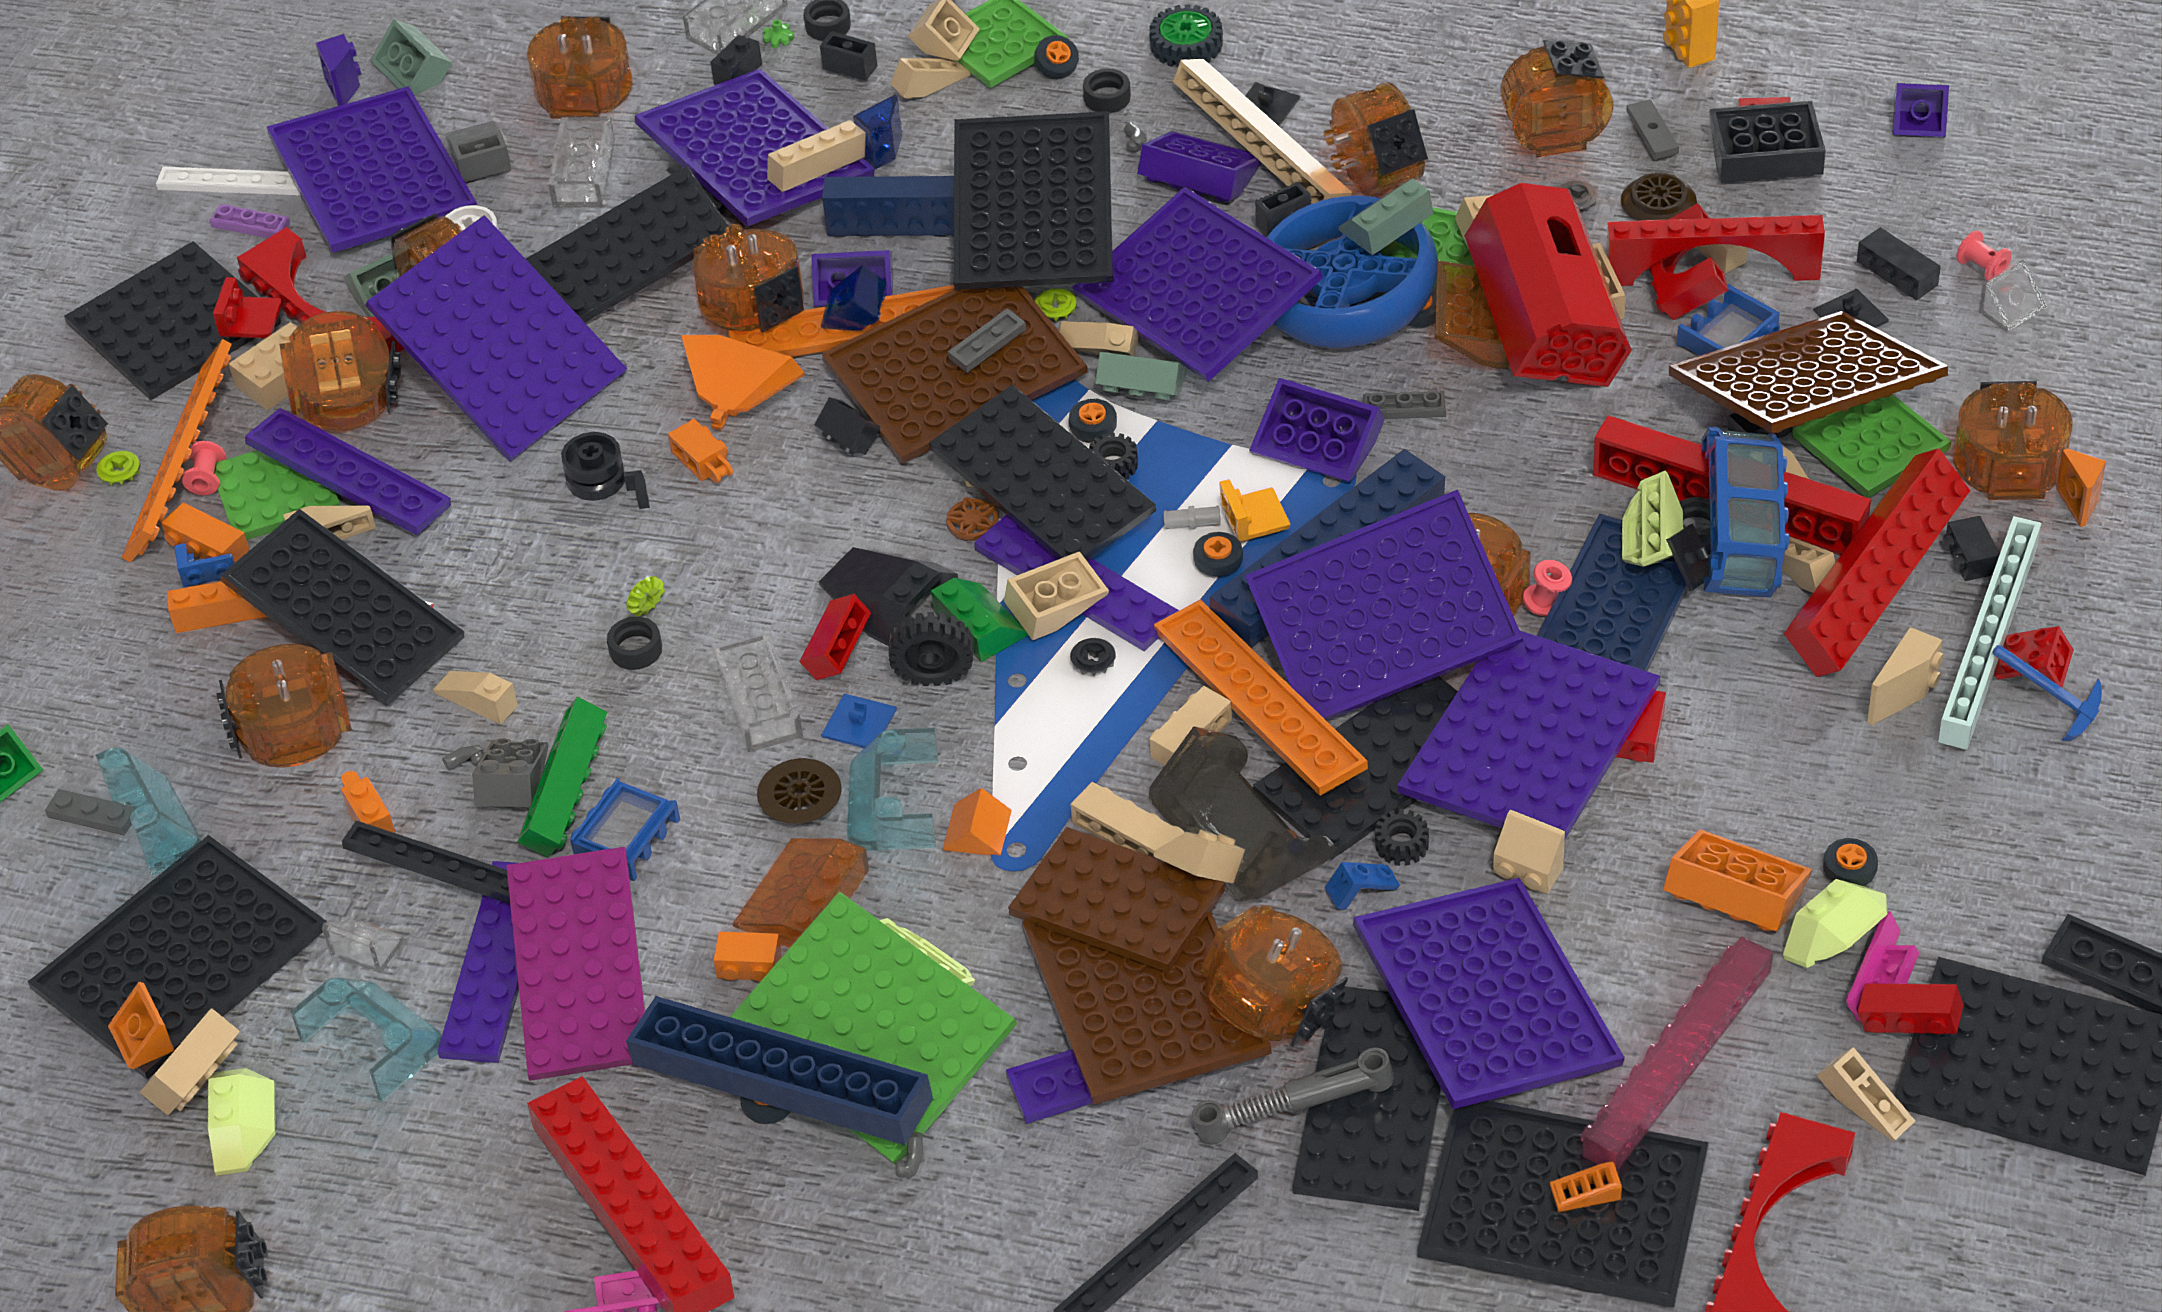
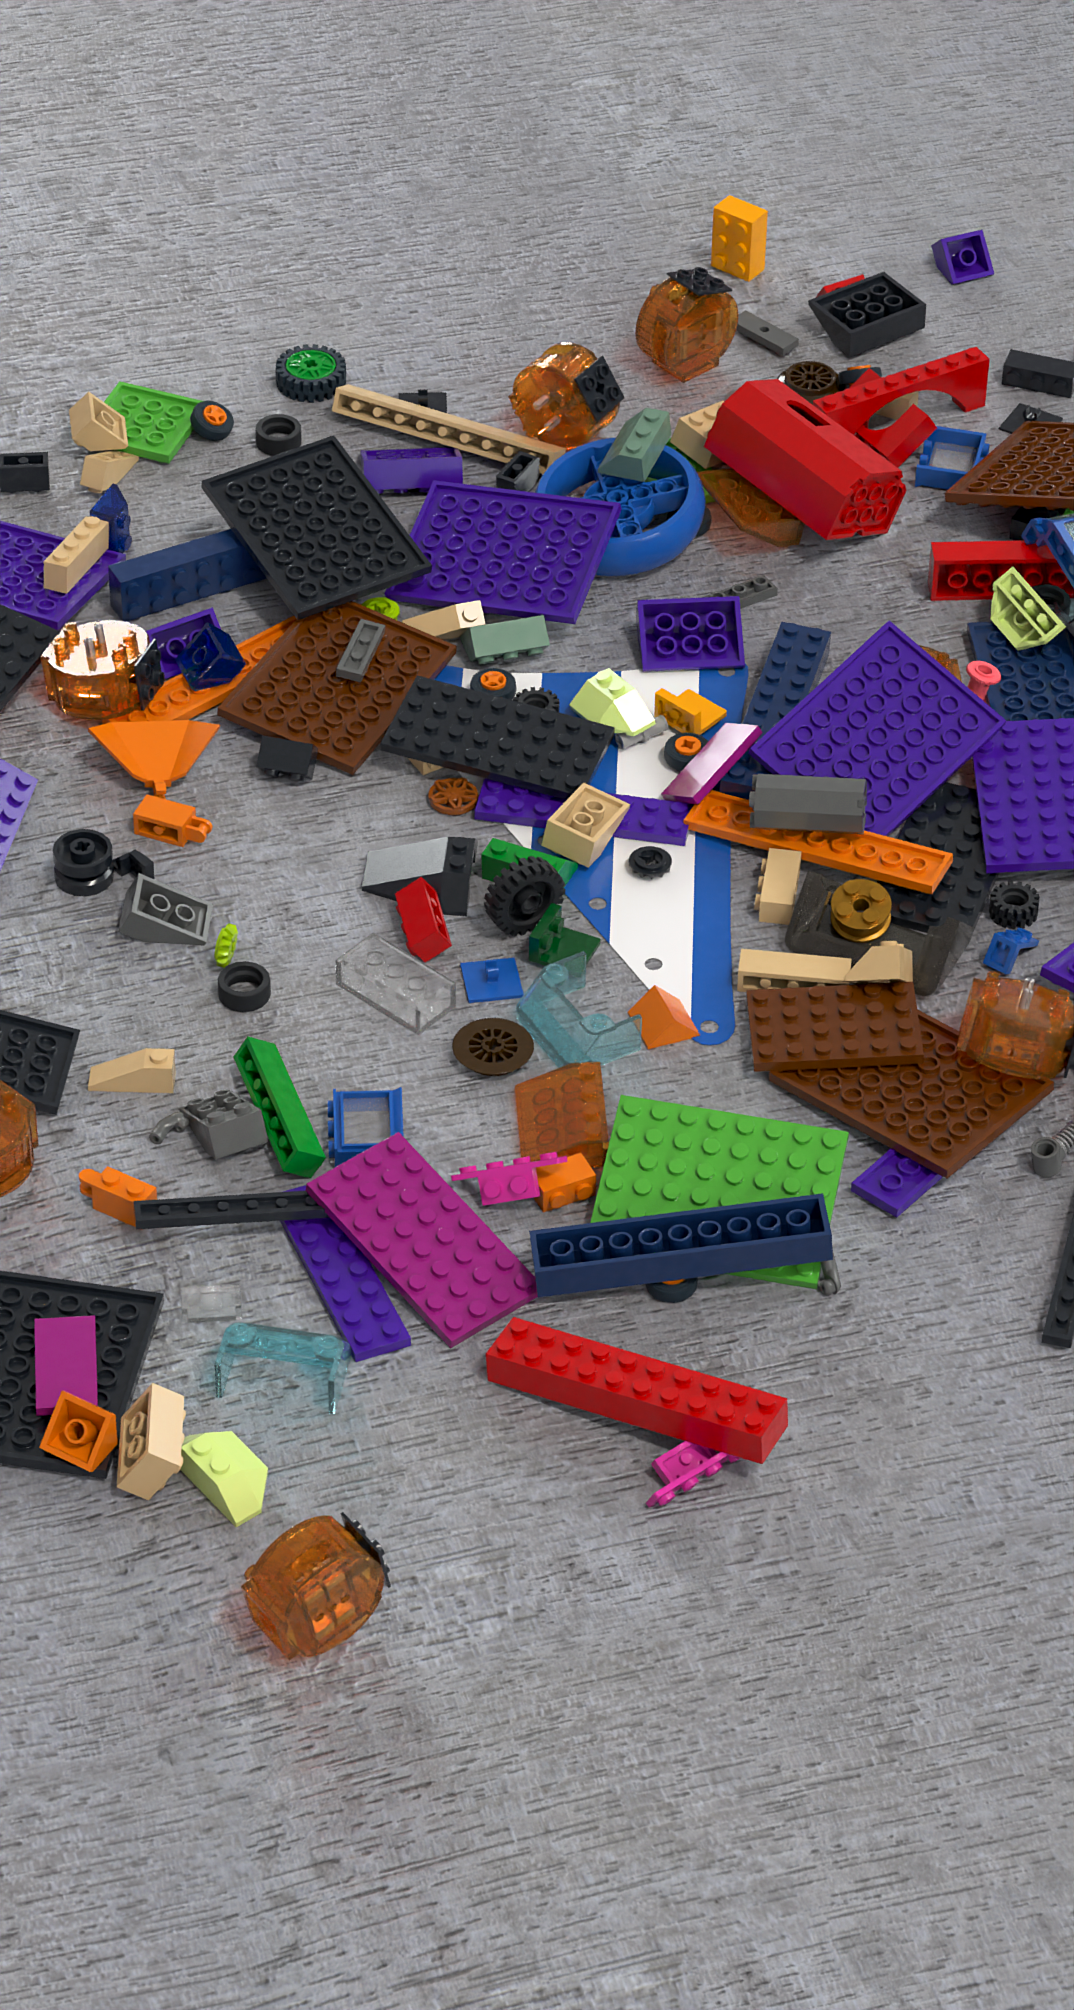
camera: 35 degrees left, 5 degrees down
(190, 955) = (65, 1360): none -> magenta tile
(623, 543) = (164, 914): none -> dark grey slope
(696, 935) = (509, 1182): none -> dark pink bracket
(941, 706) = (553, 942): none -> dark green bracket
(1175, 479) = (612, 702): none -> yellowish green wedge
(1216, 575) = (712, 763): none -> tile
(1237, 769) = (865, 896): none -> pearl gold wheel
(1260, 655) = (808, 803): none -> dark grey brick
(1711, 205) = (853, 373): none -> black wheel

